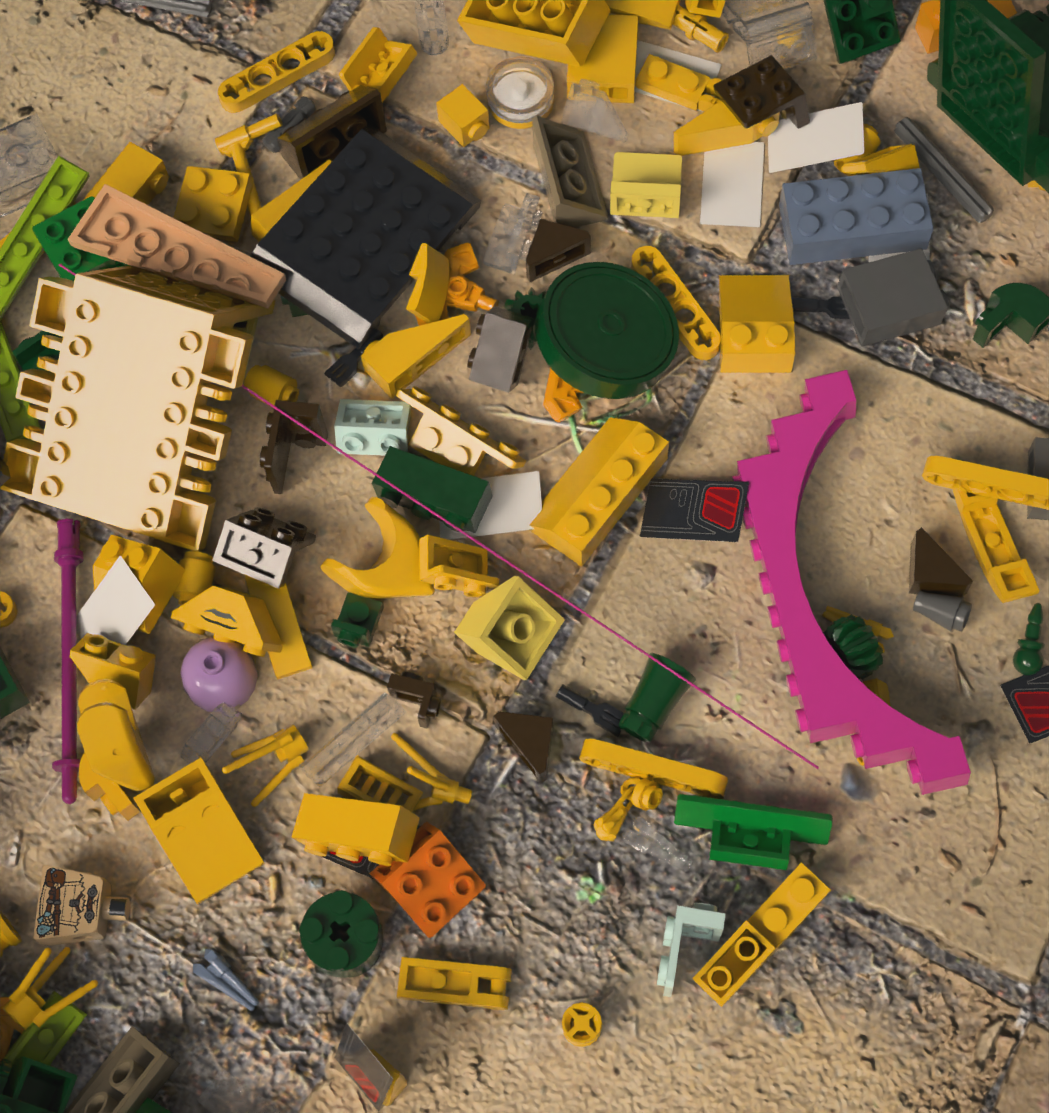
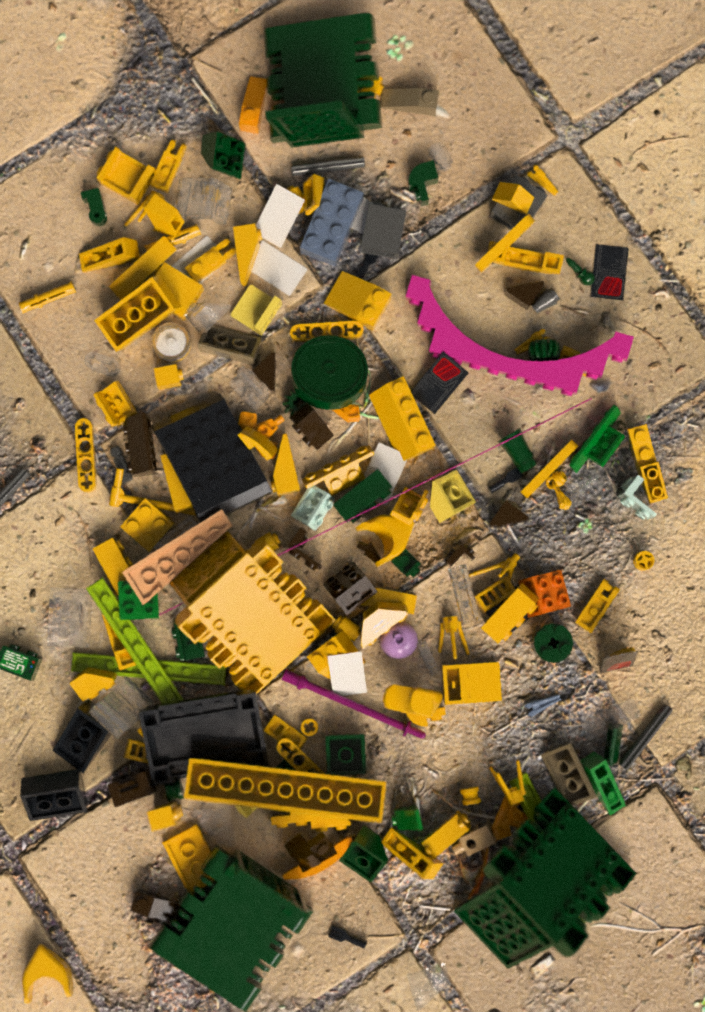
camera: 65 degrees left, 15 degrees up
(75, 907) = (476, 754): torso -> none
(110, 660) = (372, 685): yellow slope -> none
(347, 364) = (272, 505): black piece -> none
(350, 547) = (369, 550): none -> dark brown bar
(763, 92) = (244, 229): dark brown bracket -> none

